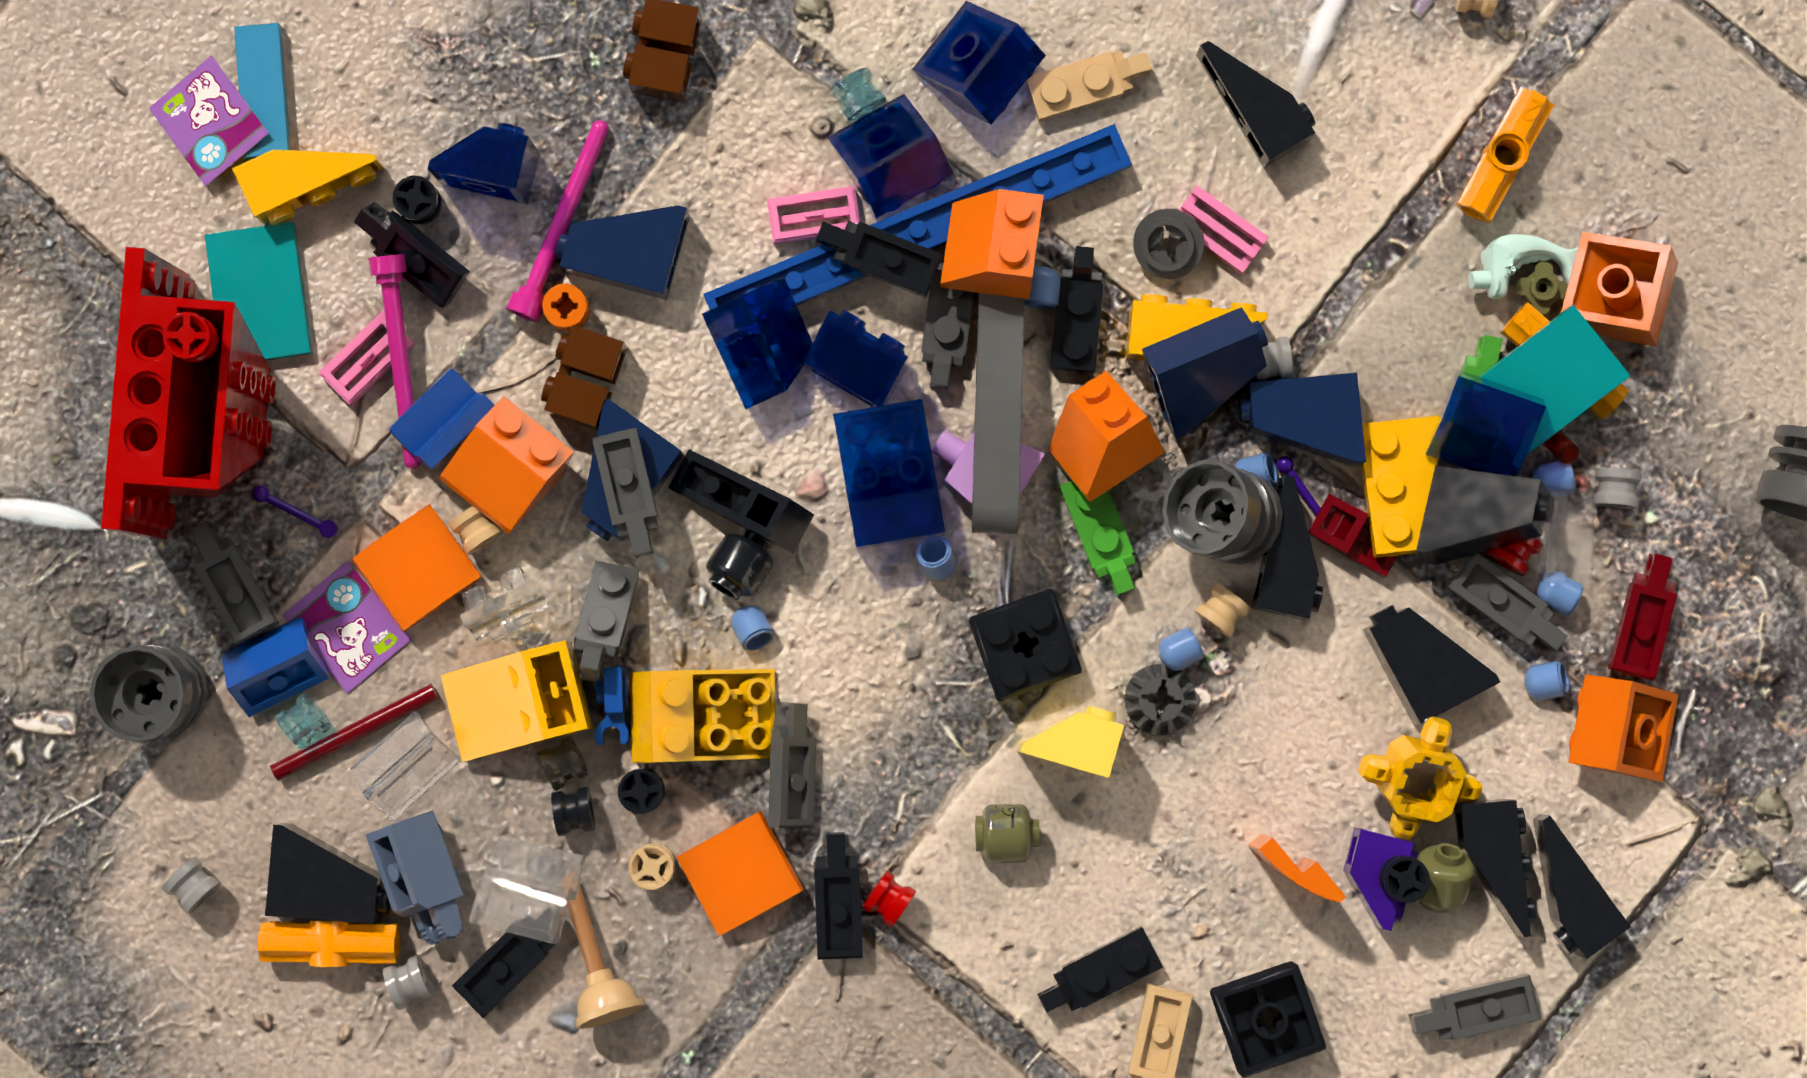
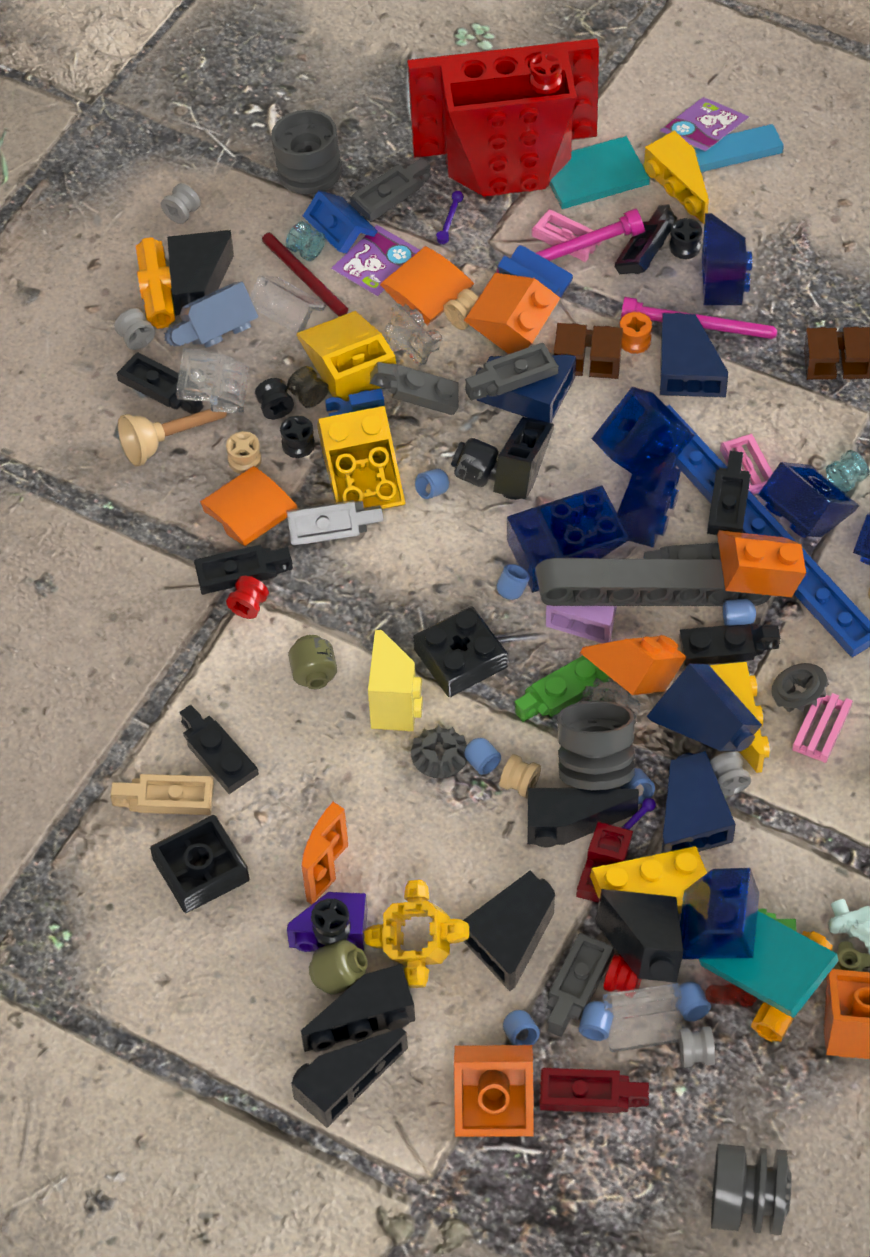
camera: 80 degrees right, 30 degrees down
(1479, 1009) = (235, 1022): dark grey hinge -> none

